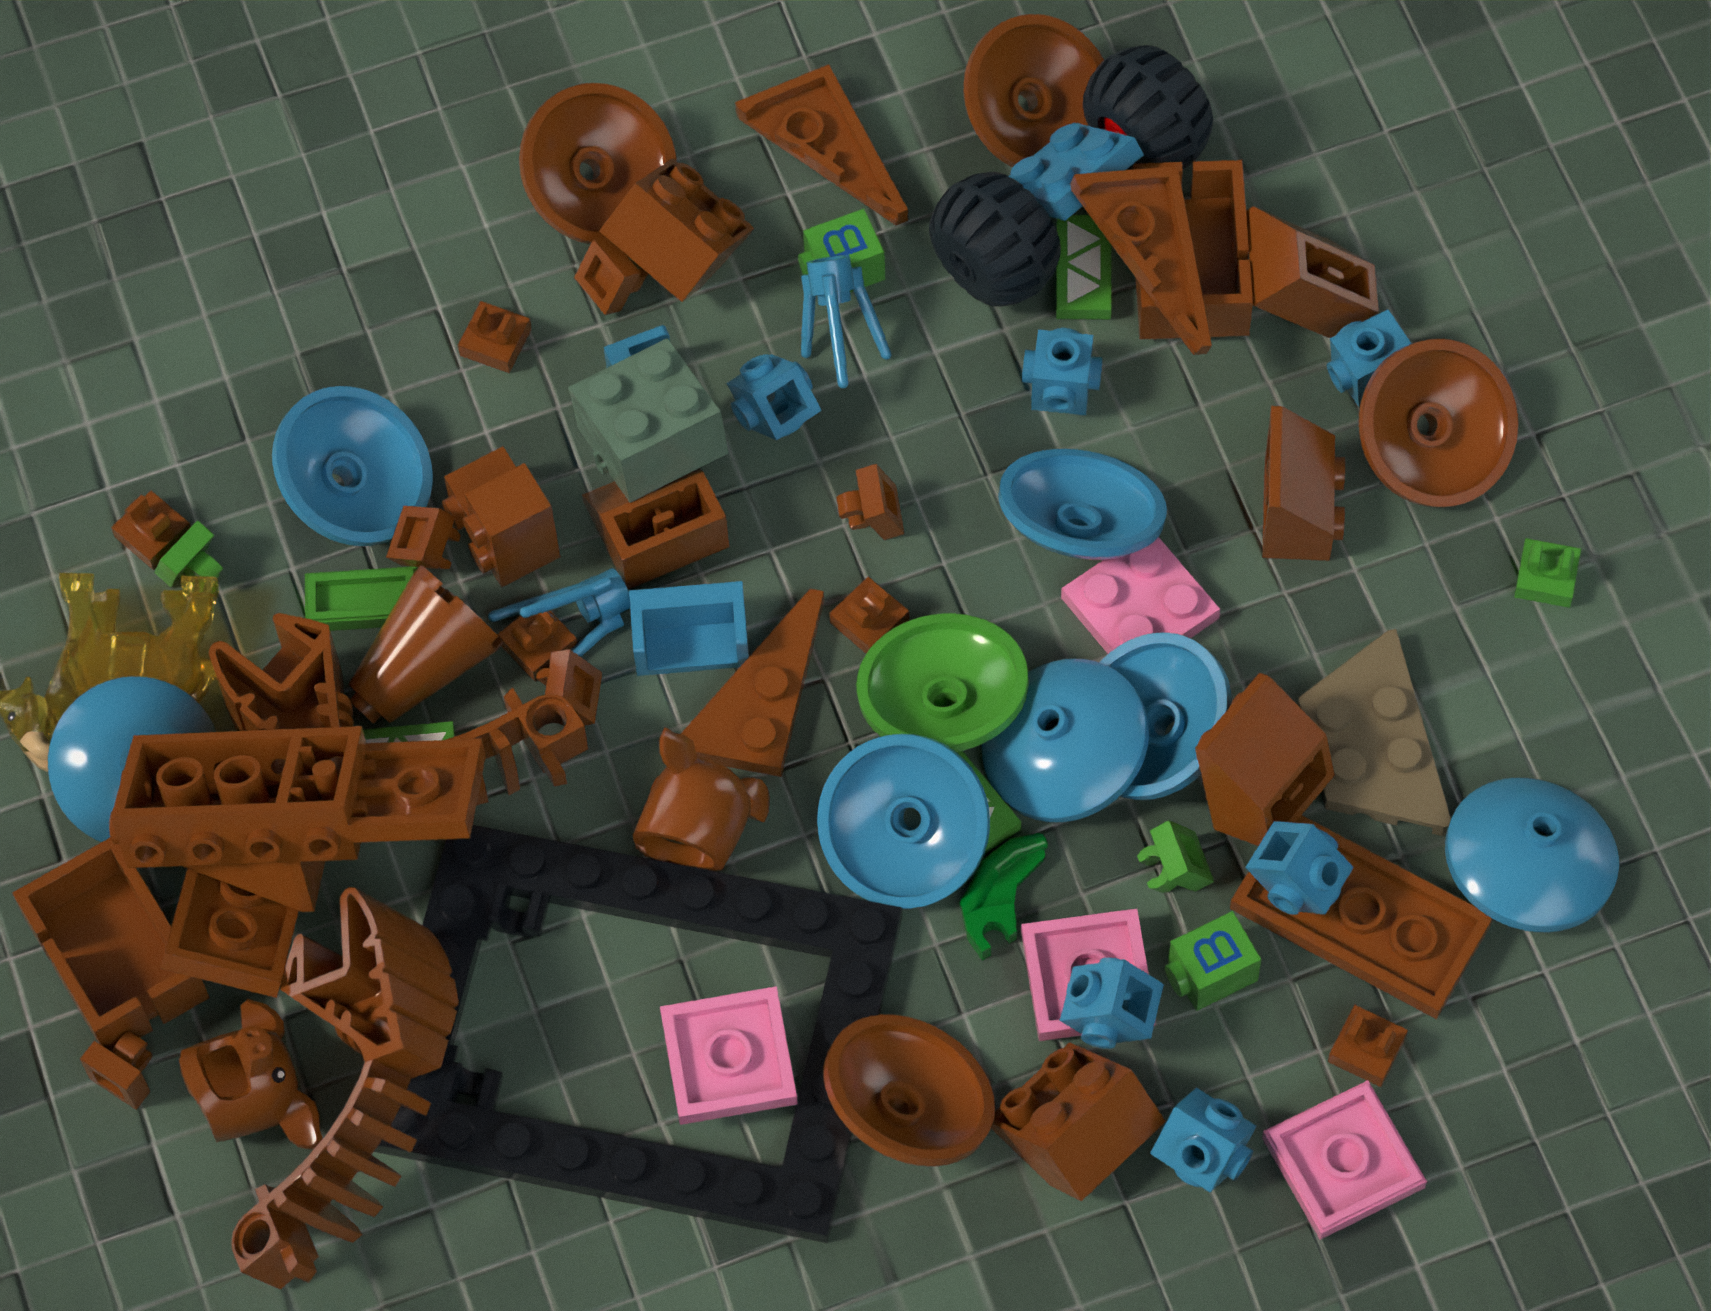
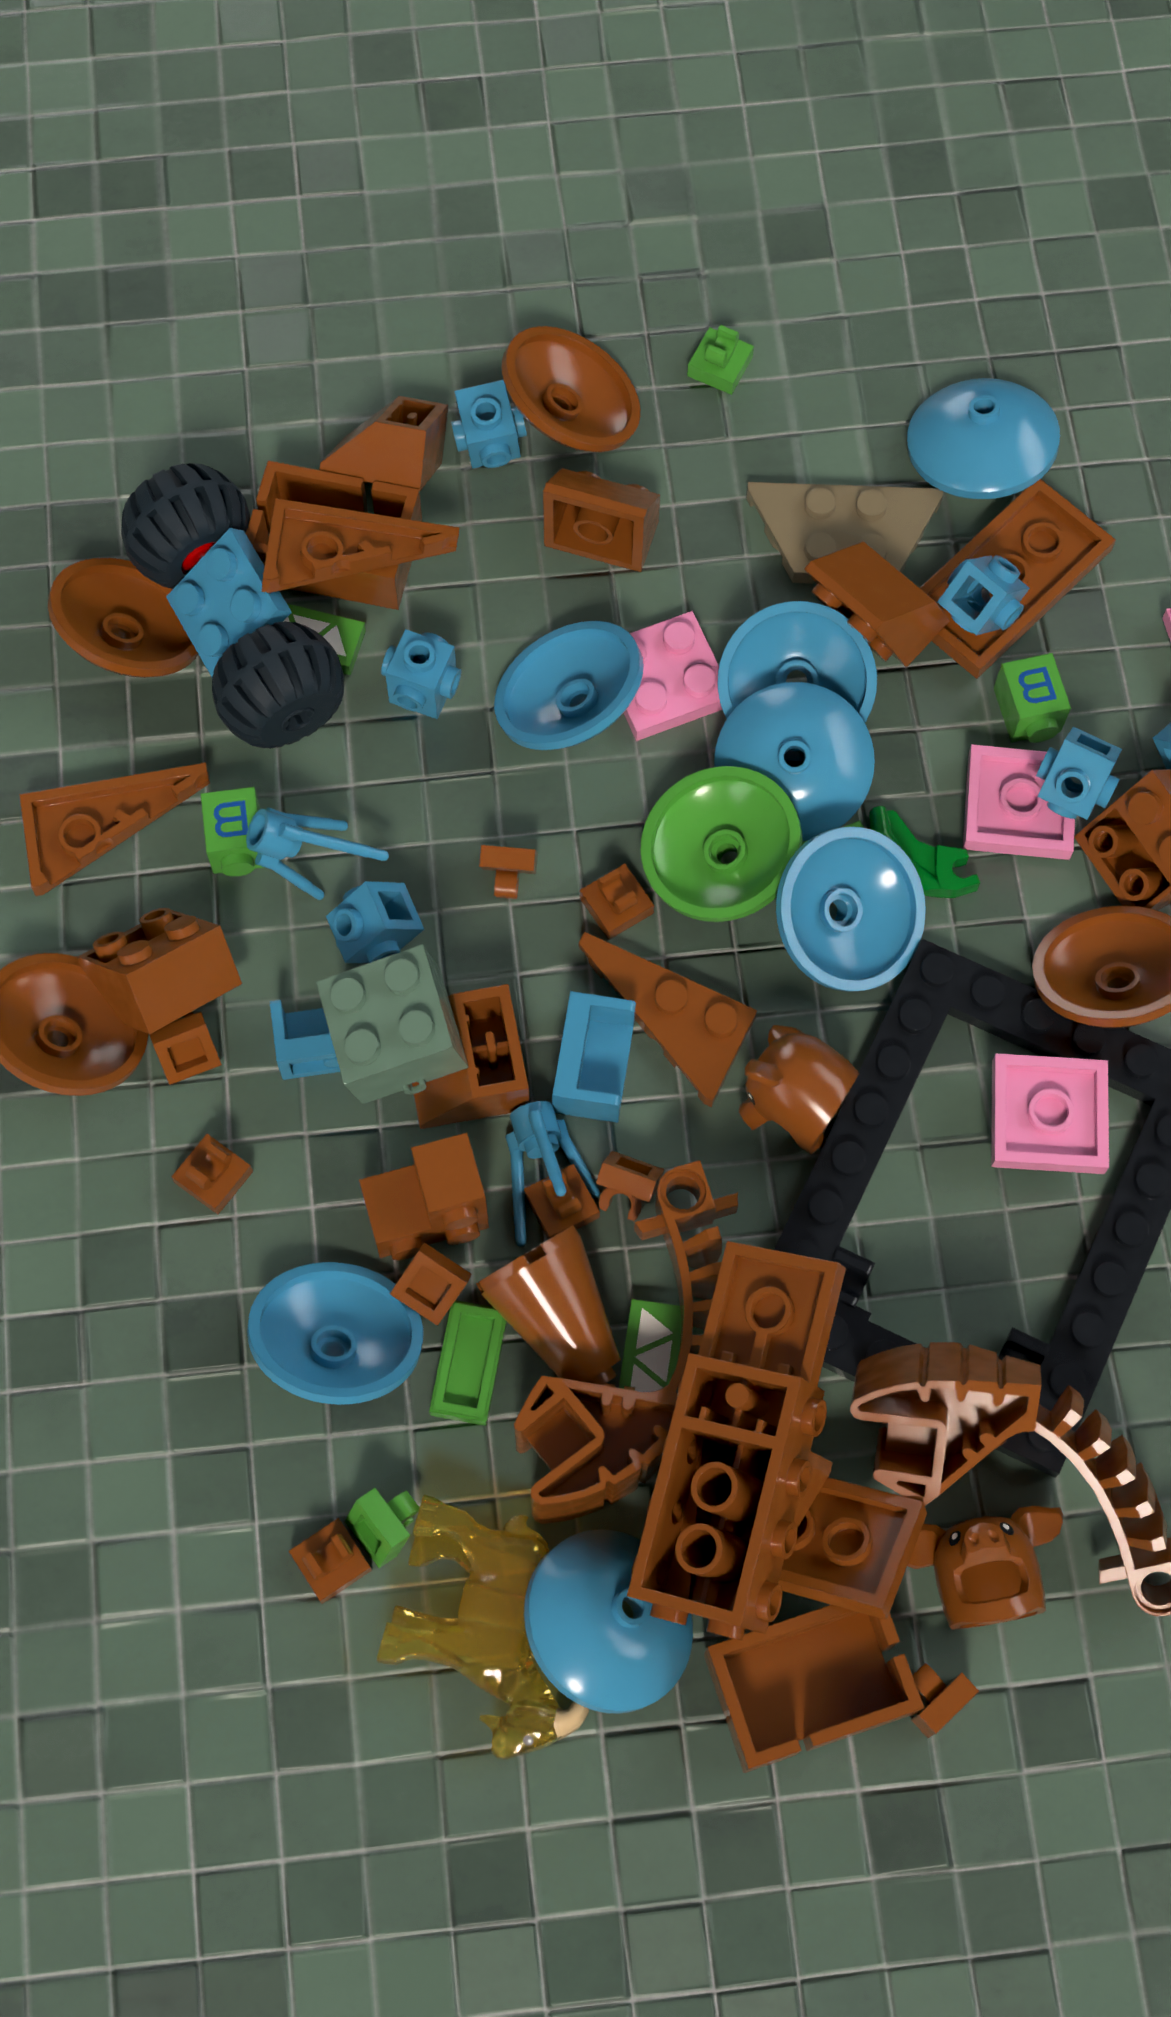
camera: 80 degrees left, 5 degrees up
(1180, 856) = (928, 701): bright green tile -> none
(1367, 1046) = (1125, 606): dark orange tile -> none

